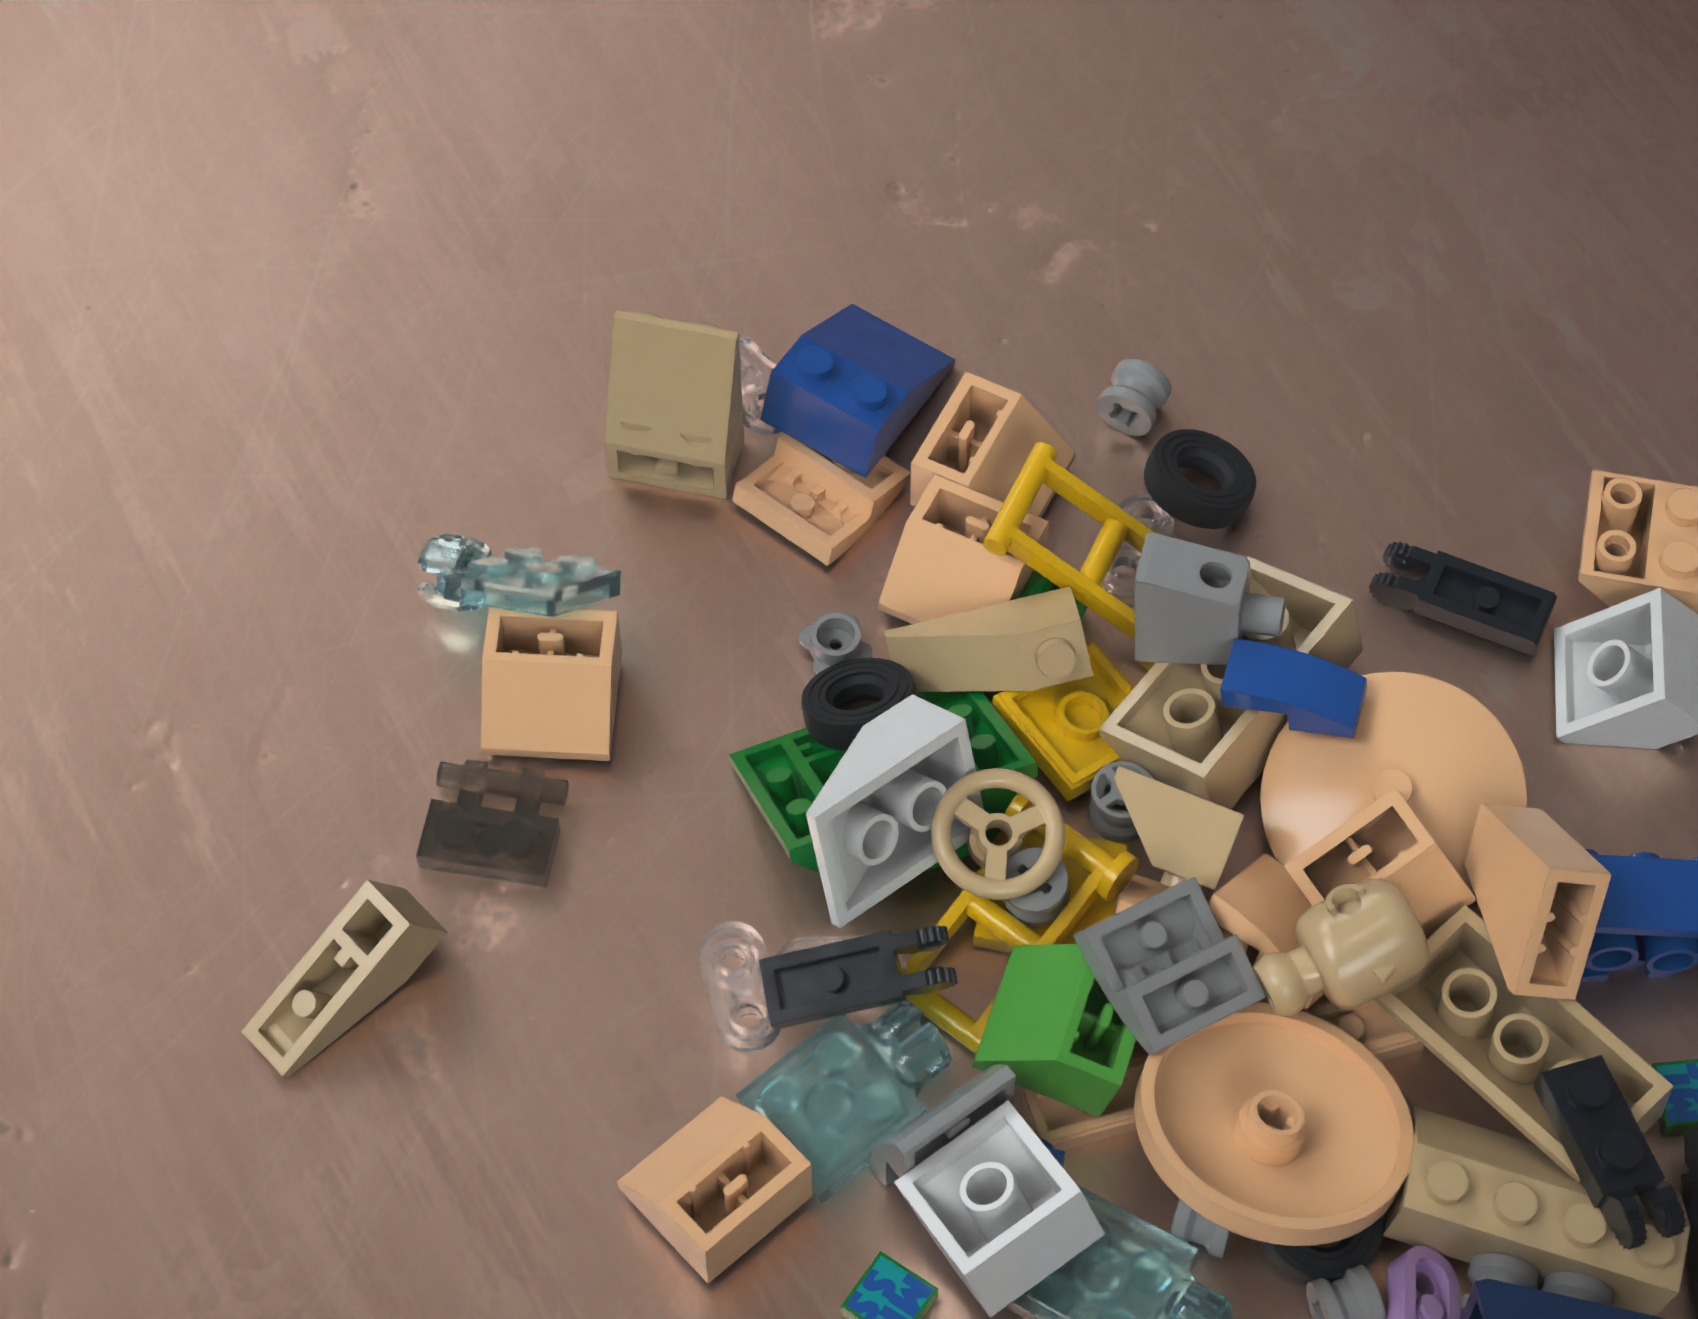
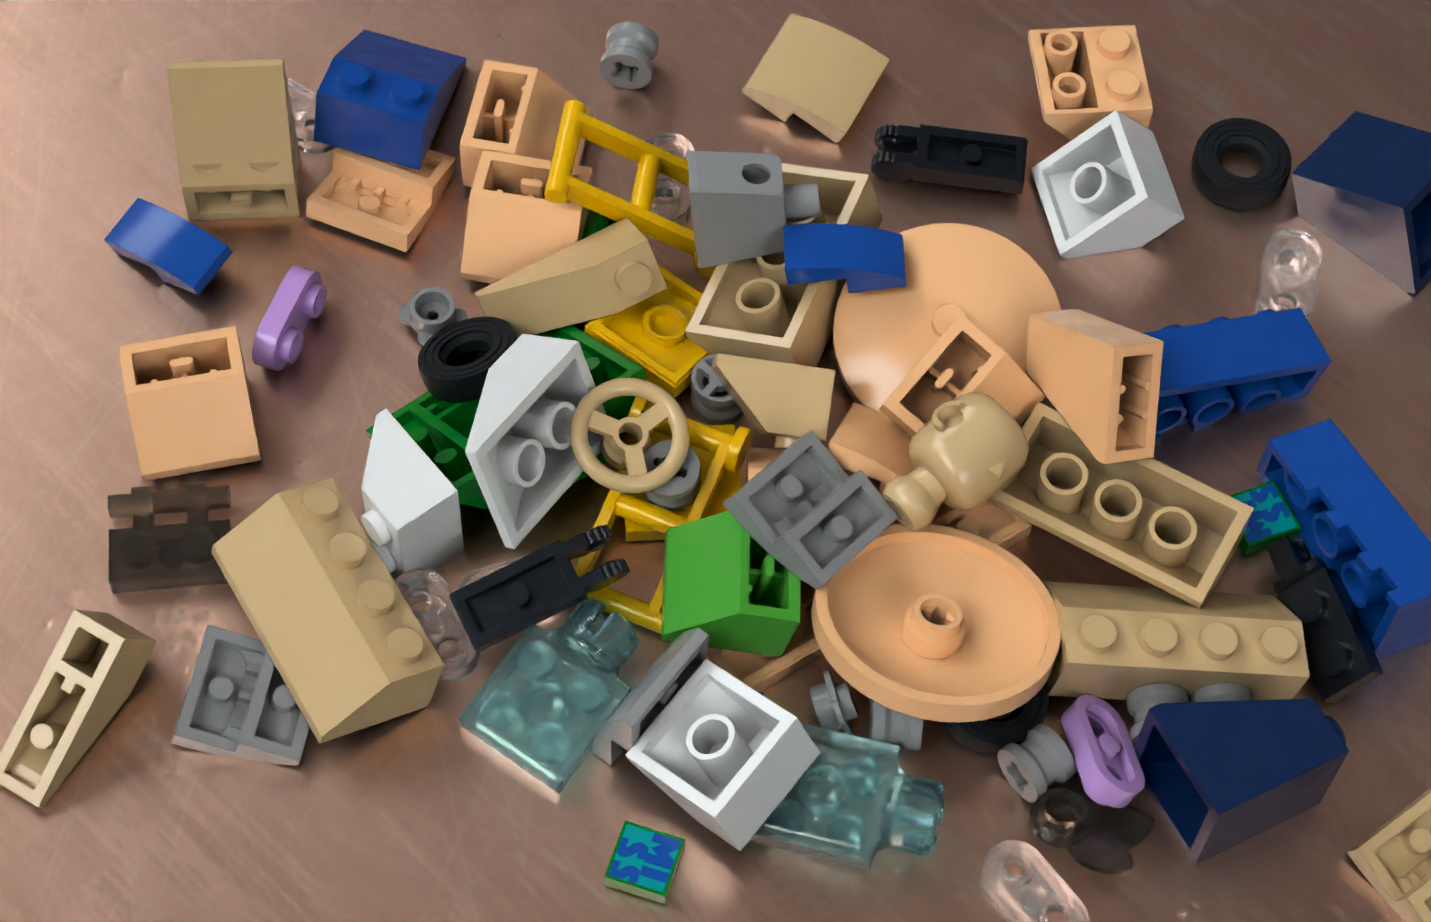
camera: 20 degrees left, 0 degrees up
(516, 582) = (137, 319): clear light blue plate -> none
(529, 1015) = (239, 703): none -> light grey slope
(576, 502) = (168, 245): none -> blue slope
(631, 945) = (328, 611): none -> tan slope
(668, 623) = (282, 327): none -> lavender plate
(720, 1185) = (467, 799): light nougat slope -> none
(742, 850) = (408, 502): none -> white slope
(1140, 1186) = (834, 704): none -> light grey plate
(1188, 501) = (699, 128): black tyre -> none
(1338, 466) = (816, 75): none -> tan slope
(1609, 1150) = (1222, 574): black hinge -> none

